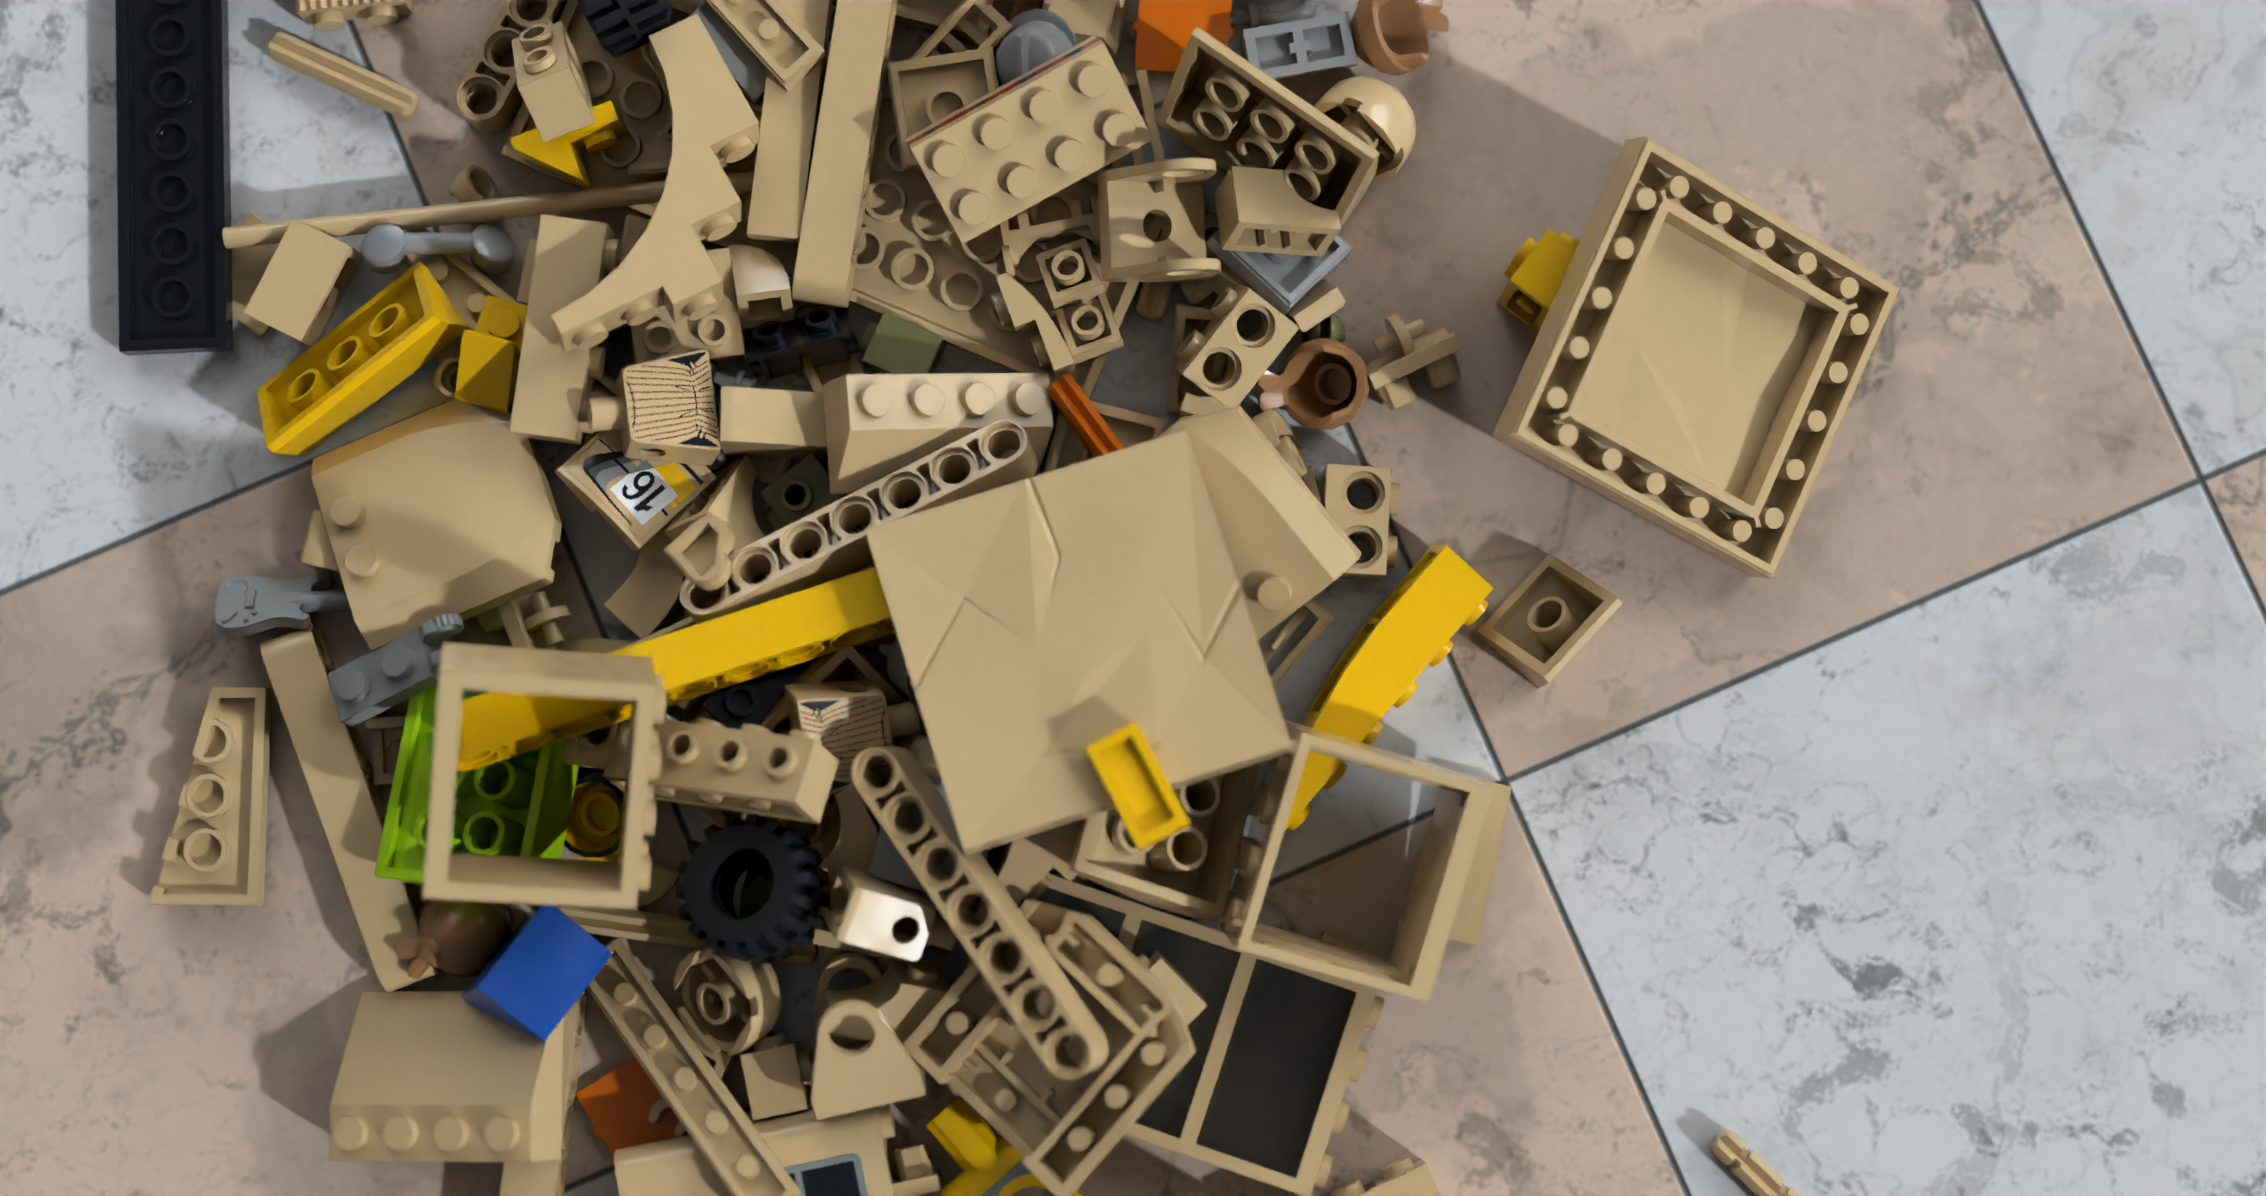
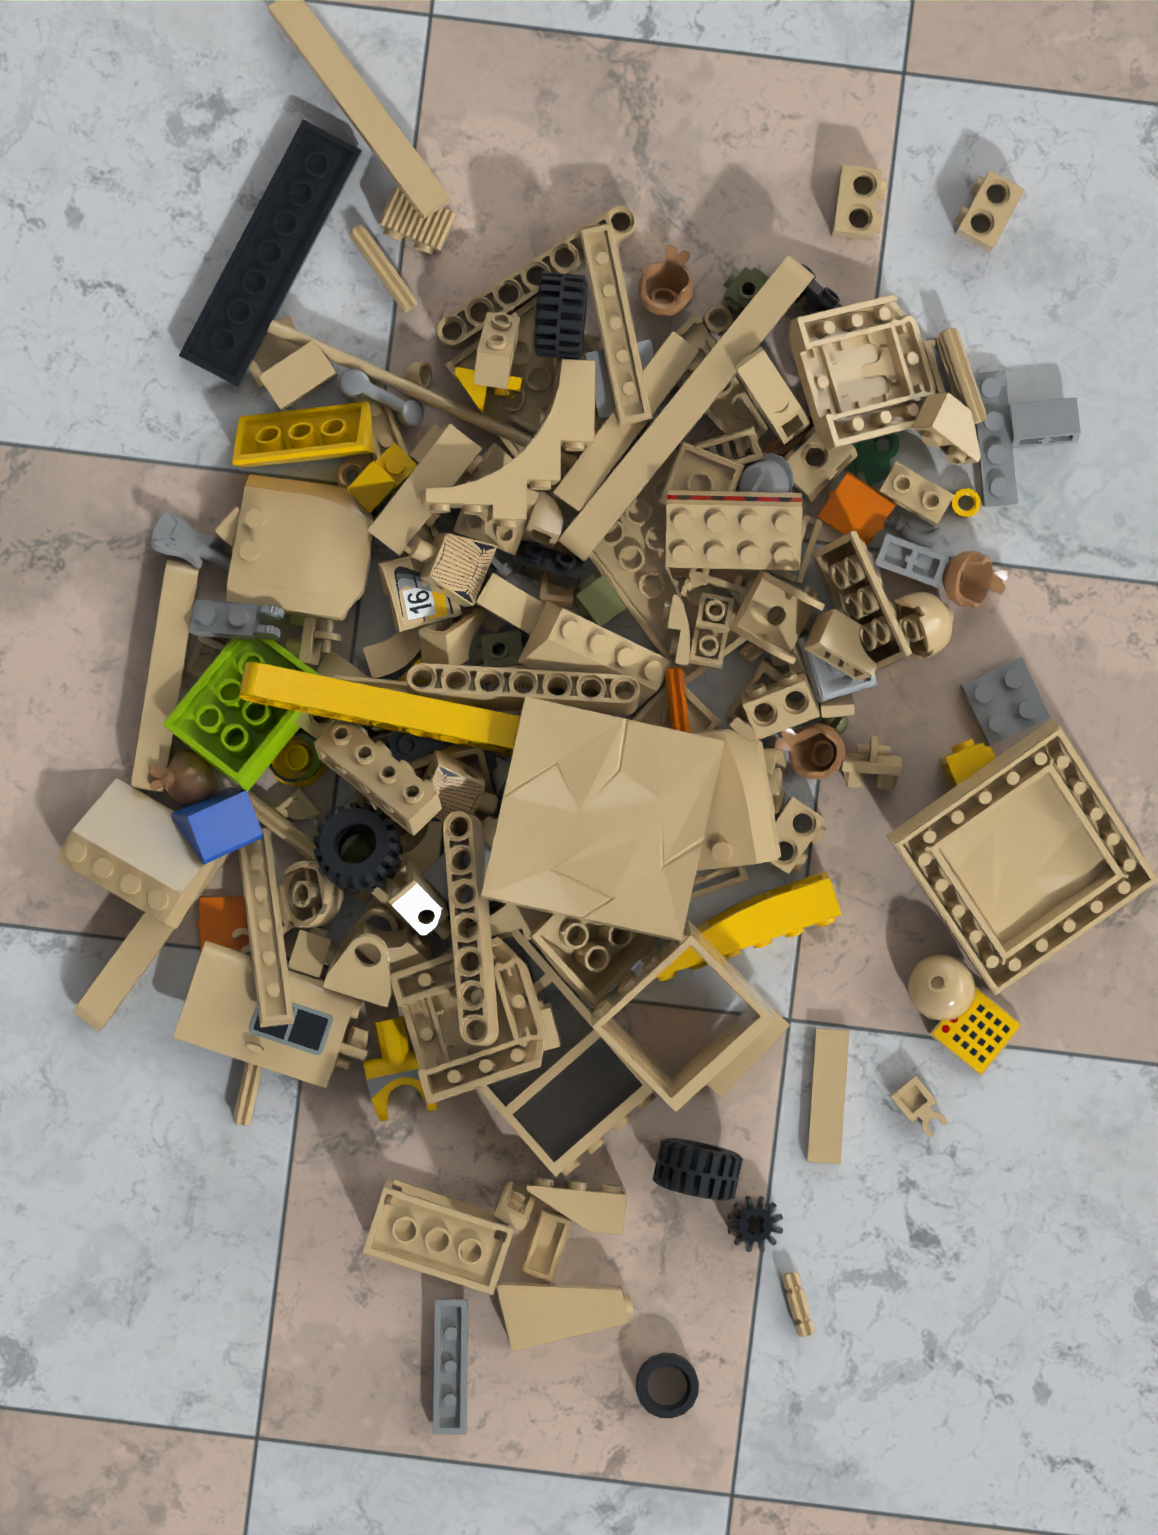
camera: 25 degrees right, 5 degrees up
(223, 810) = (91, 645): tan wing -> none
(532, 878) = (320, 681): tan window -> none
(704, 552) = (433, 656): tan tile -> none
(1137, 786) = (589, 914): yellow tile -> none
(1505, 1067) = (697, 1169): none -> black tyre
(1539, 170) = (1005, 701): none -> light grey plate
(1548, 619) = (862, 947): tan slope -> none
(1622, 855) = (827, 1095): none -> tan tile
(1644, 1084) = (766, 1222): none -> black gear
(1690, 610) = (941, 987): none -> tan cylinder
(1751, 792) = (915, 1102): none -> tan plate
(1771, 642) = (978, 1033): none -> yellow tile

